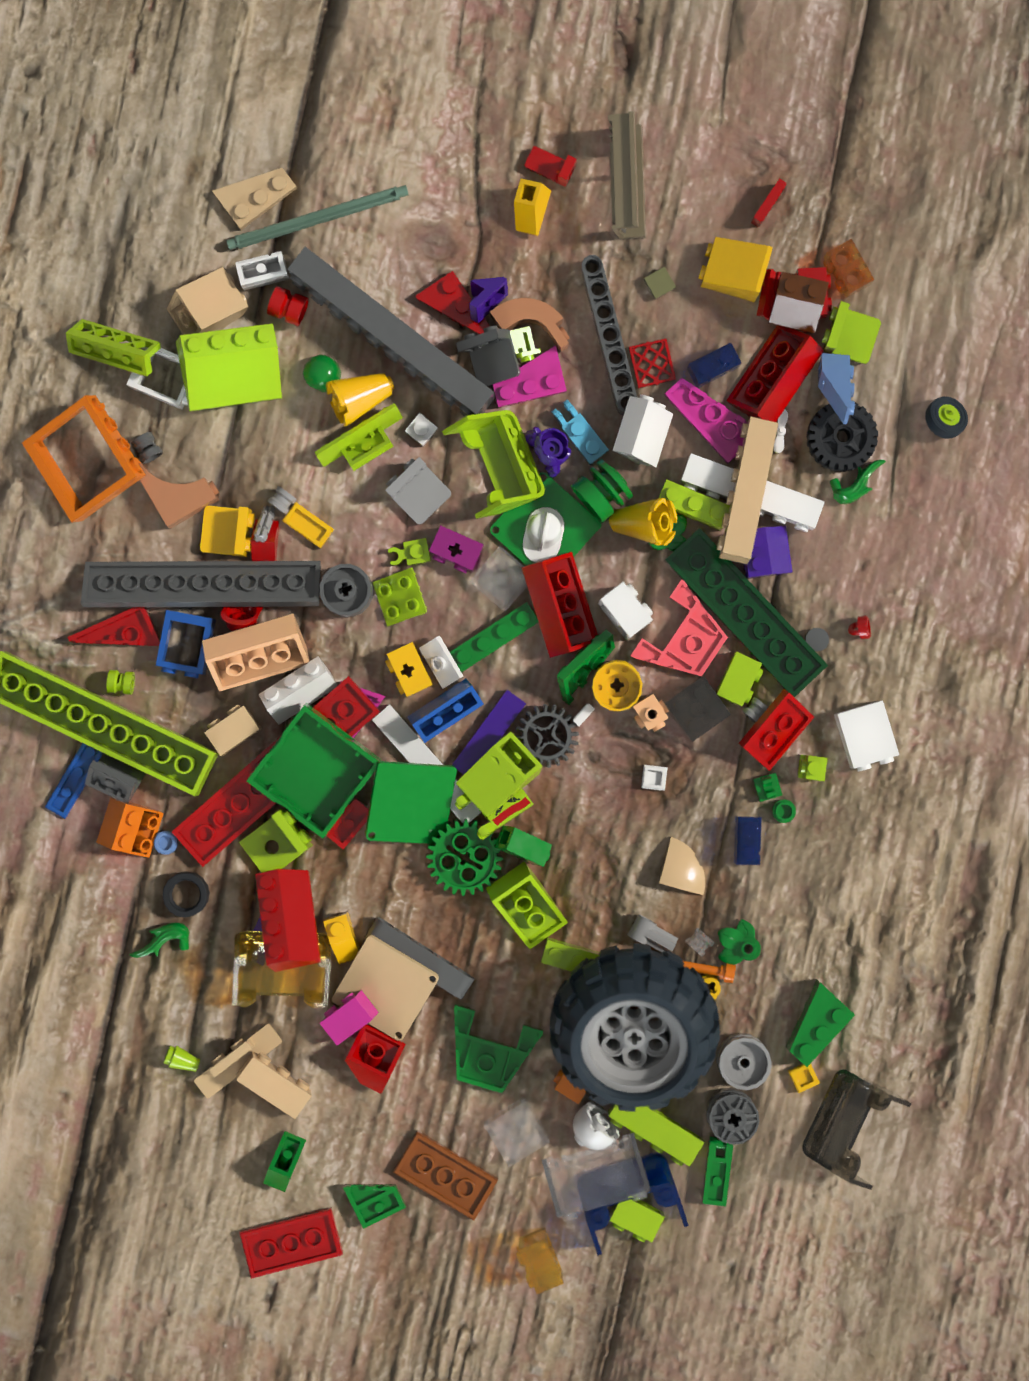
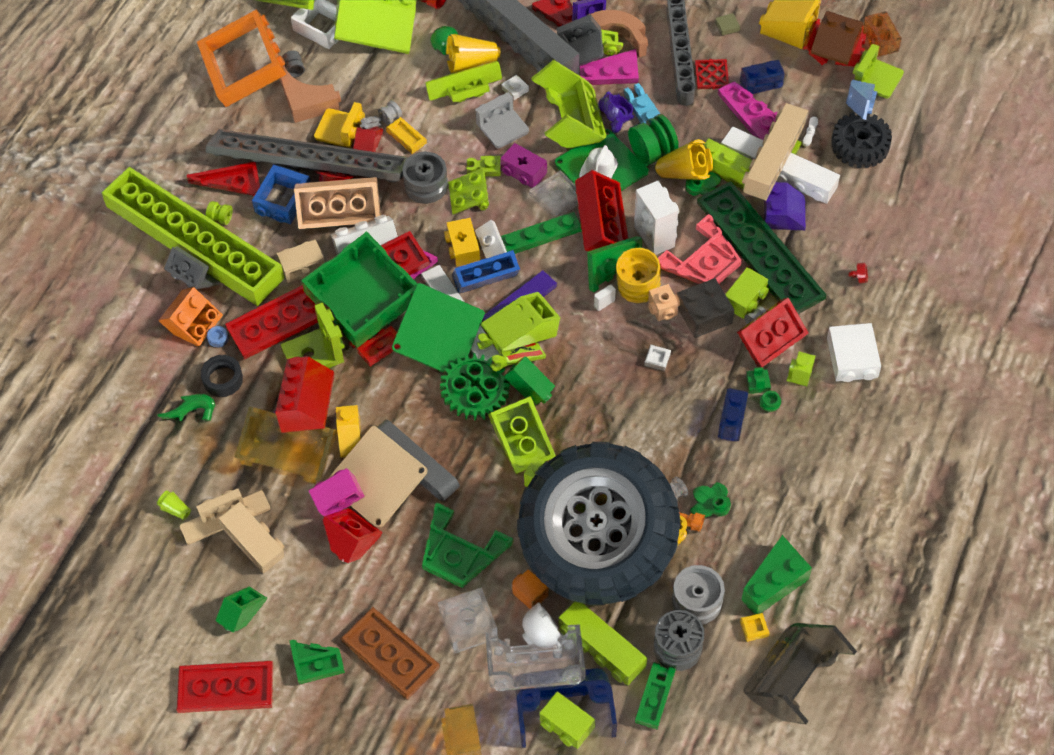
camera: 10 degrees right, 30 degrees down
(72, 781) = (149, 284): blue tile -> none
(557, 718) = (568, 300): dark grey gear -> none
(643, 431) = (695, 105): white brick -> none
(682, 868) = (669, 431): tan brick -> none
(775, 374) = (816, 88): red slope -> none
(817, 639) = (821, 276): dark grey tile -> none
(858, 488) = (862, 179): green piece -> none
(946, 417) = (951, 138): black wheel -> none

